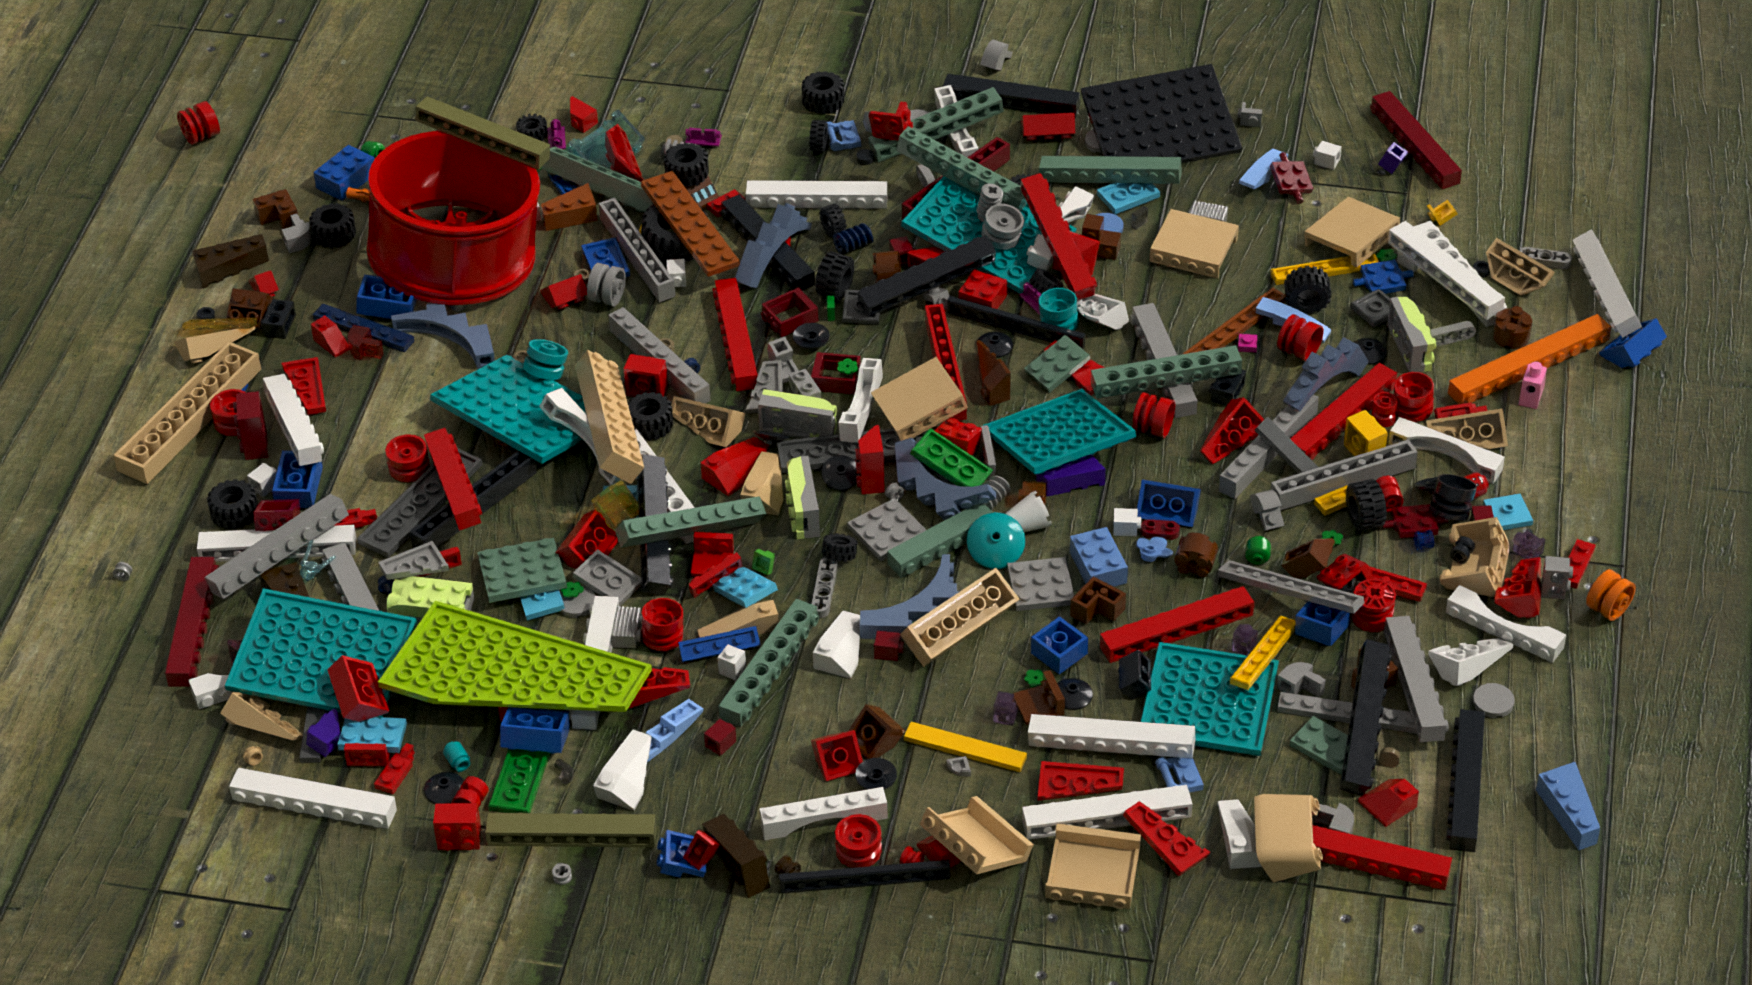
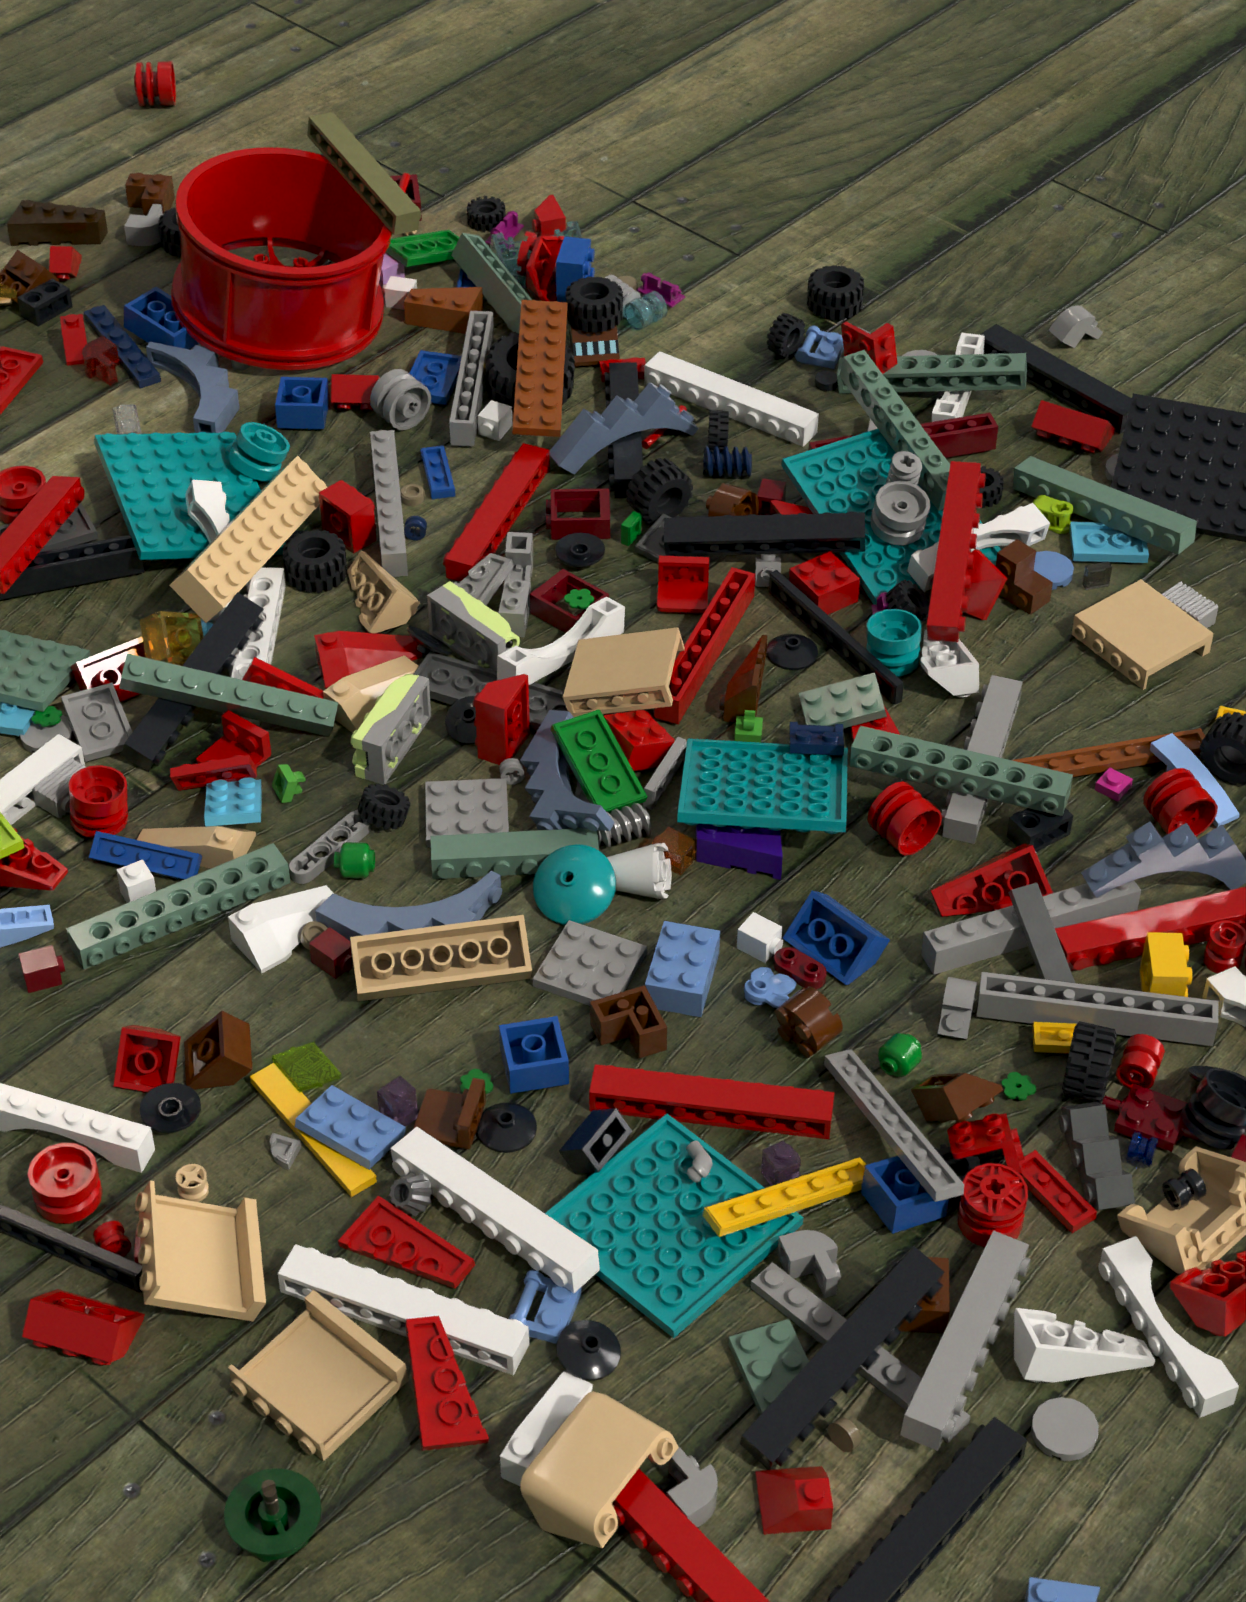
camera: 30 degrees right, 0 degrees up
(431, 379) = (126, 419): none -> clear brick
(538, 314) = (302, 403): none -> blue brick
(597, 146) = (525, 252): none -> red plate
(649, 148) = (573, 263): none -> blue brick
(667, 324) = (437, 472): none -> blue tile
(700, 498) = (268, 675): none -> red plate
(714, 152) = (645, 310): none -> clear light blue wheel
(851, 586) = (355, 860): none -> green head
(865, 641) = (310, 932): none -> dark tan tile
(895, 331) = (683, 584): none -> red bracket
(926, 801) = (186, 1180): none -> tan wheel
(930, 715) = (306, 1067): none -> clear neon green piece
(939, 909) = (81, 1326): none -> red slope
(989, 734) = (350, 1127): none -> medium blue plate
(1011, 403) = (748, 727): none -> bright green tile
(1059, 750) = (411, 1193): none -> flat silver piece
(1060, 391) = (816, 739): none -> dark blue plate
(1081, 183) = (1055, 513): none -> lime piece
(1138, 941) = (272, 1513): none -> dark green piece
(1203, 656) = (701, 1162): none -> light grey arm
(1221, 783) = (582, 1360): none -> black dish
(1404, 554) = (1096, 1156): none -> dark grey brick

